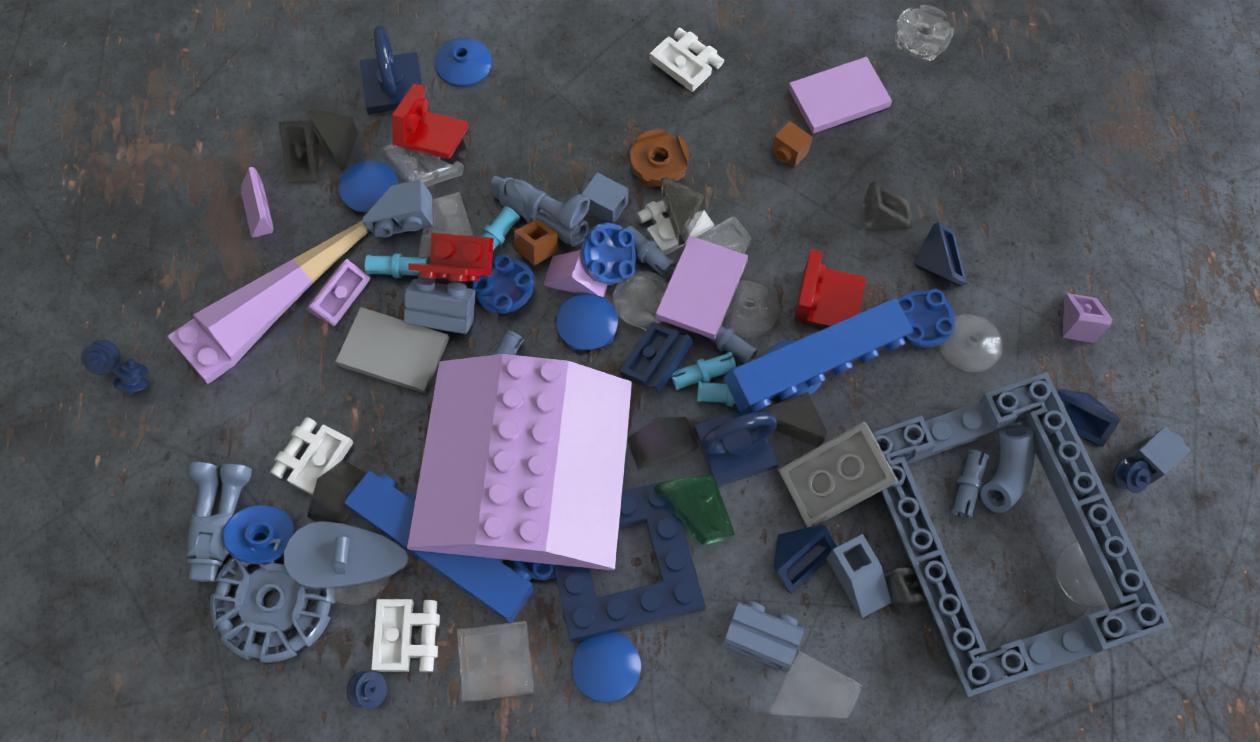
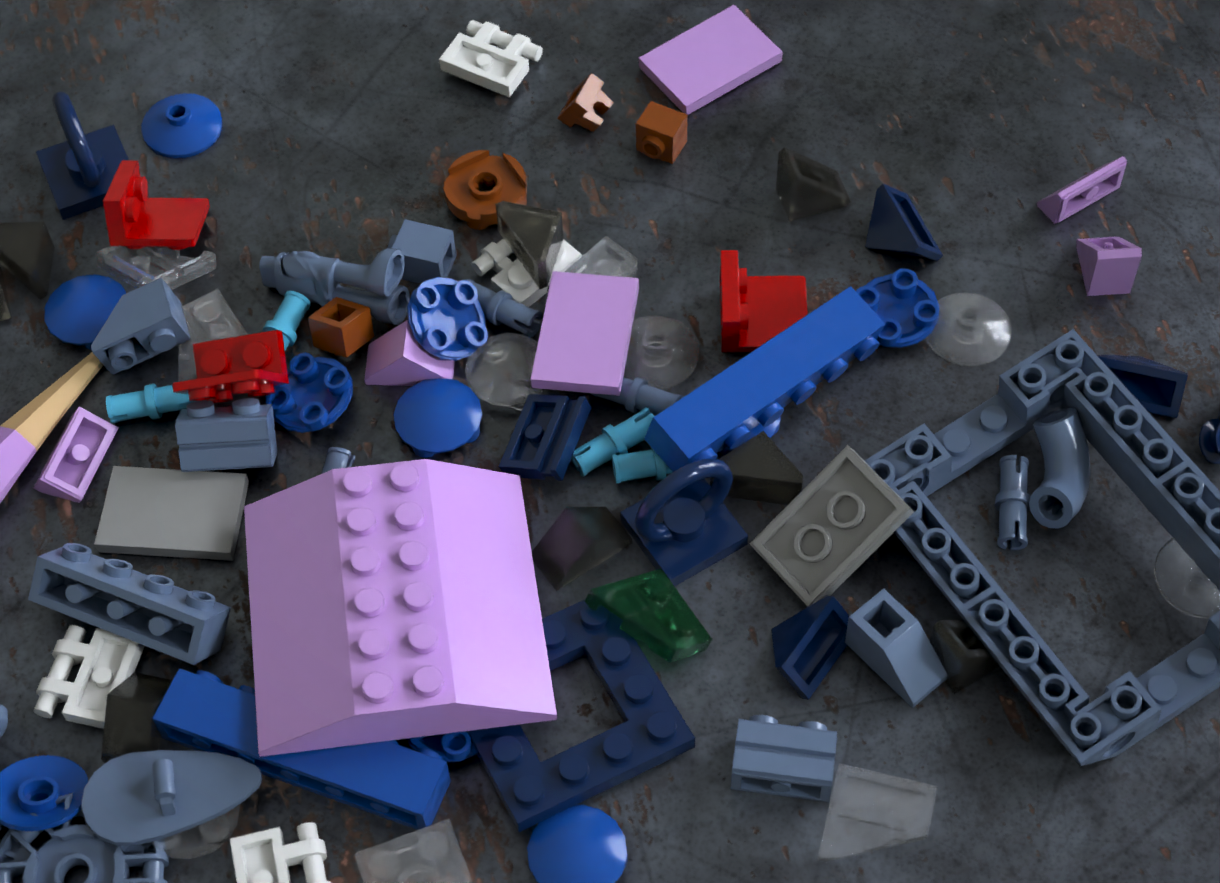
camera: 10 degrees left, 10 degrees down
(348, 413) = (130, 602): none -> sand blue brick
(741, 107) = (583, 101): none -> dark orange tile
(1080, 257) = (1083, 191): none -> lavender slope

